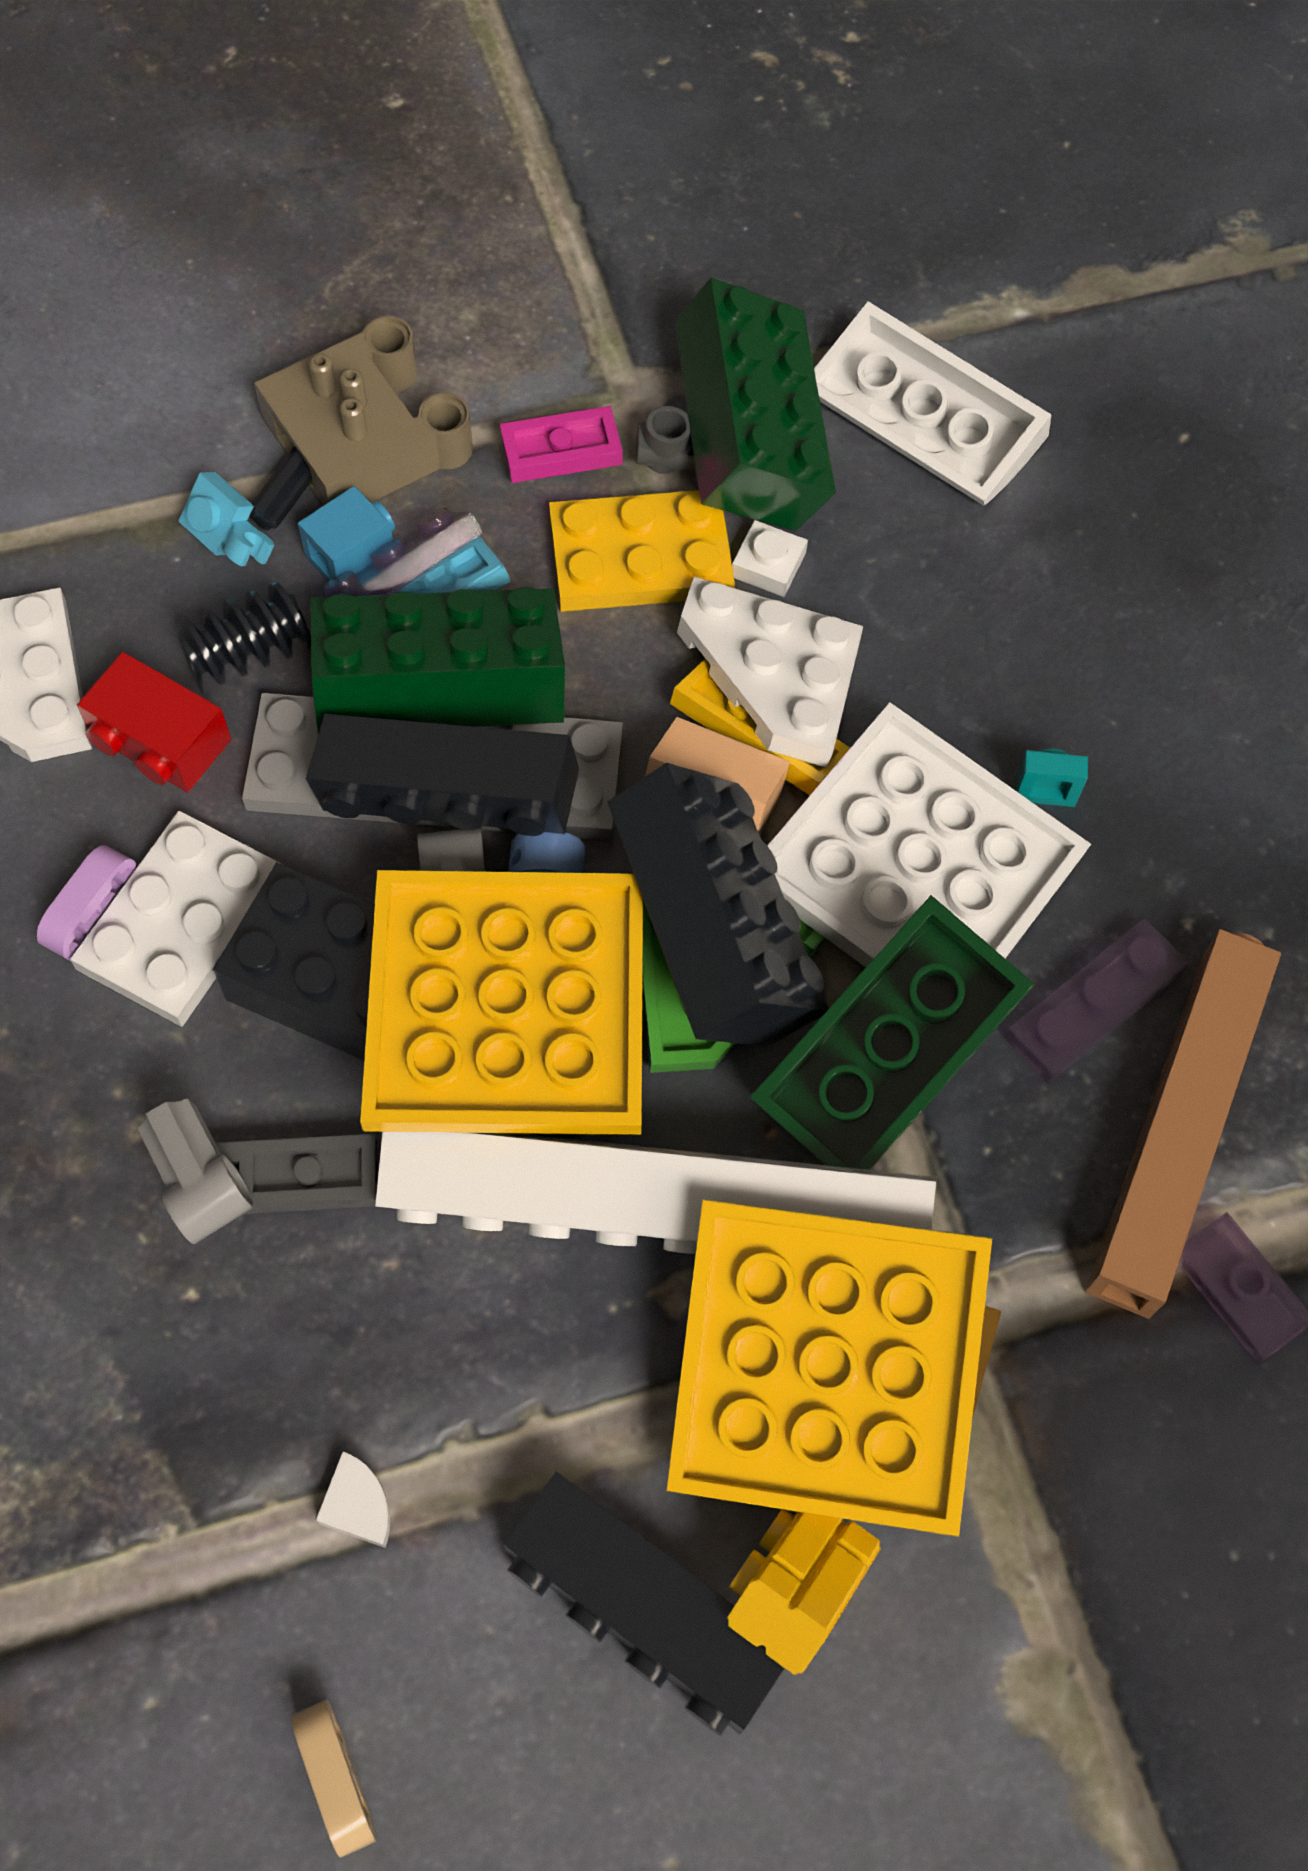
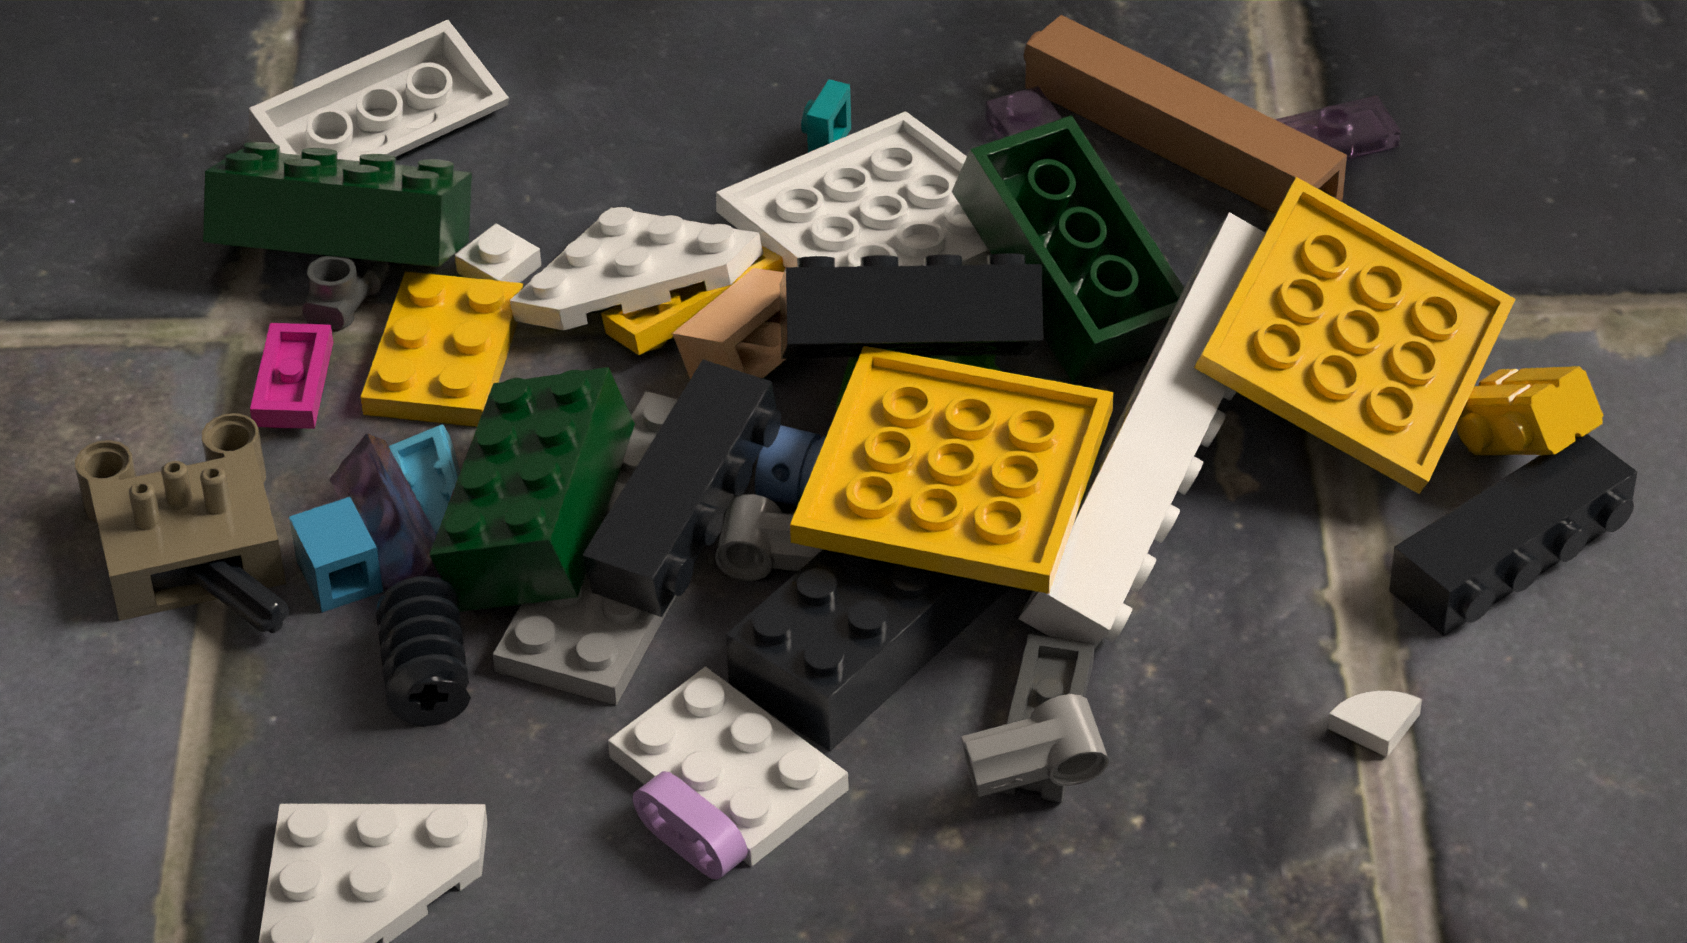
camera: 70 degrees left, 20 degrees down
(154, 723) = (496, 739): red brick -> none
(219, 521) = (256, 650): medium azure plate -> none
(333, 1778) = (1618, 760): tan beam -> none

